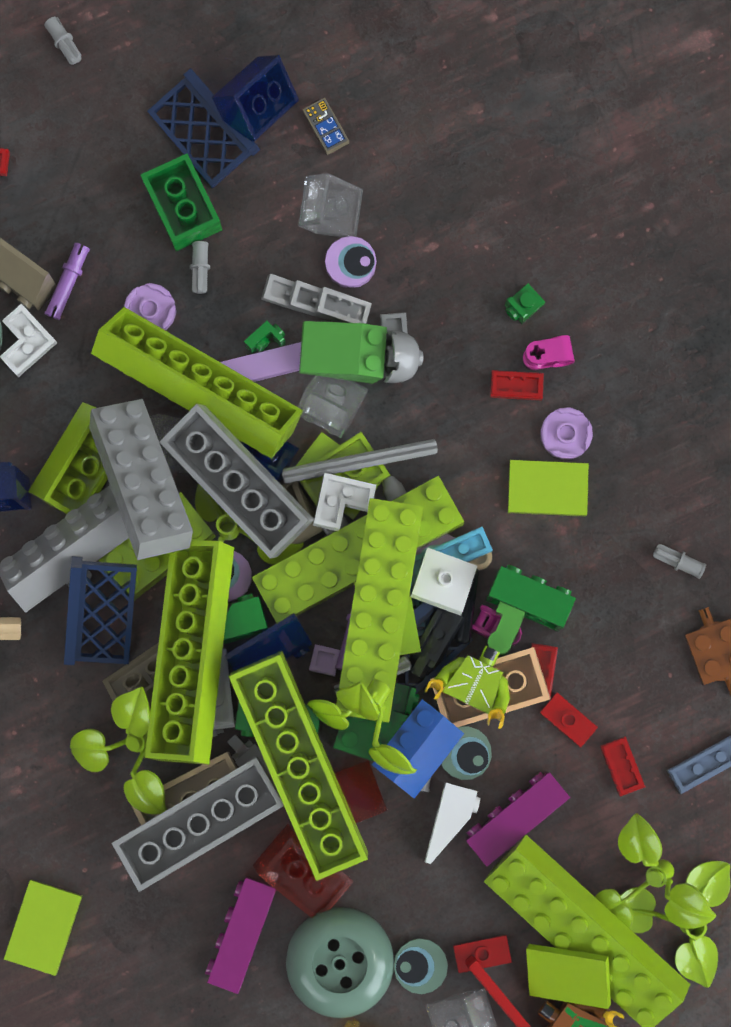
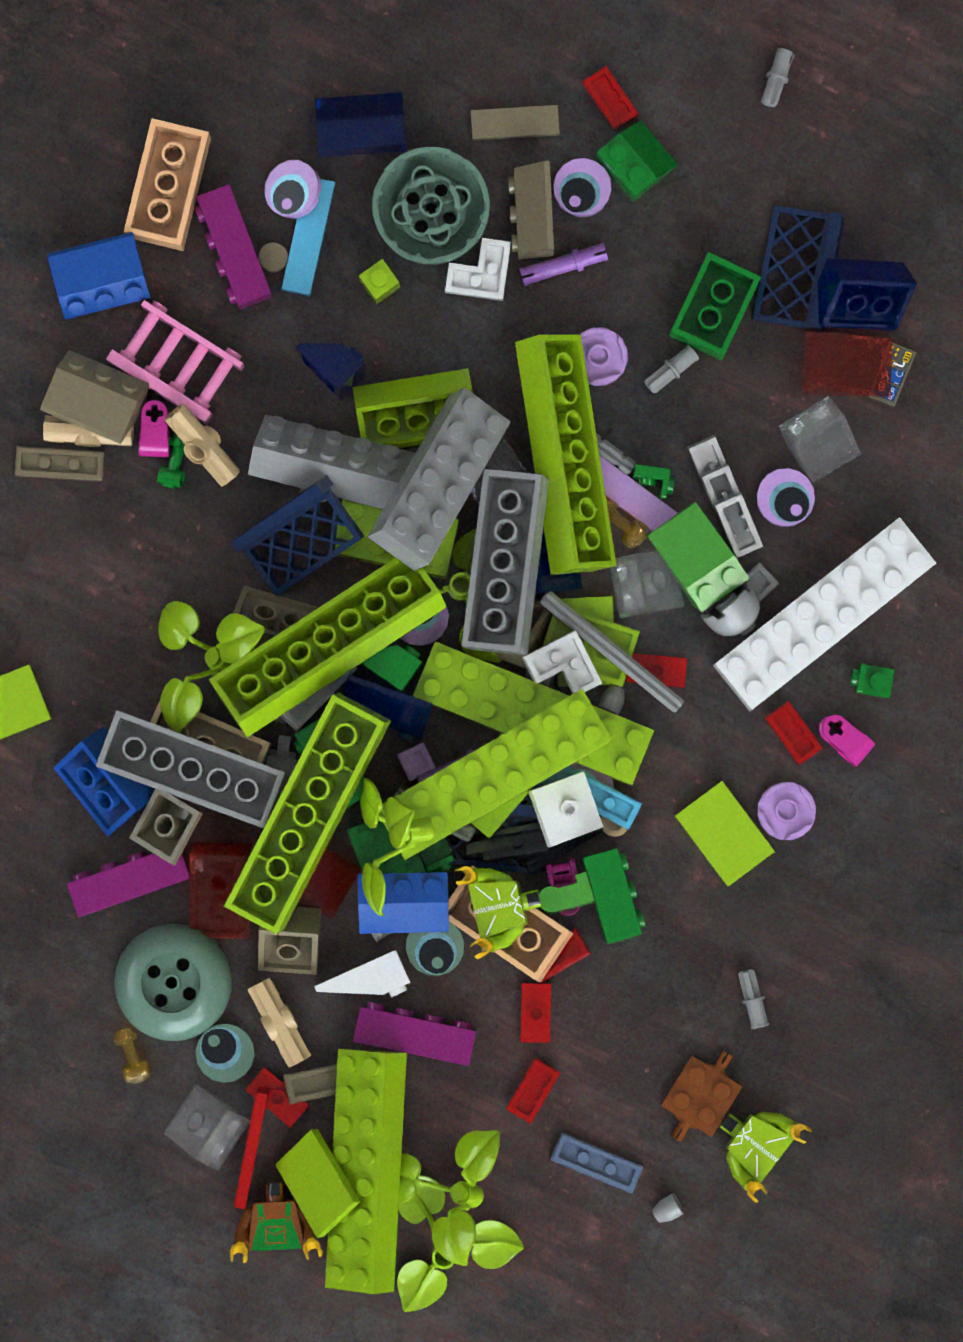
camera: 50 degrees right, 5 degrees up
(26, 227) = (582, 187): none -> tile
(38, 178) = (636, 160): none -> green slope
(167, 901) = (105, 795): none -> blue slope
(224, 875) = (166, 825): none -> dark tan slope
(227, 353) = (615, 456): none -> light grey axle
(291, 382) = (634, 533): none -> clear yellow bar
(294, 150) = (846, 365): none -> clear red slope
(386, 853) = (295, 947): none -> dark tan slope
(403, 433) = (667, 669): none -> red plate
(430, 908) = (279, 1022): none -> tan piece
(452, 299) = (824, 614): none -> white brick
(492, 921) = (310, 1084): none -> dark tan tile

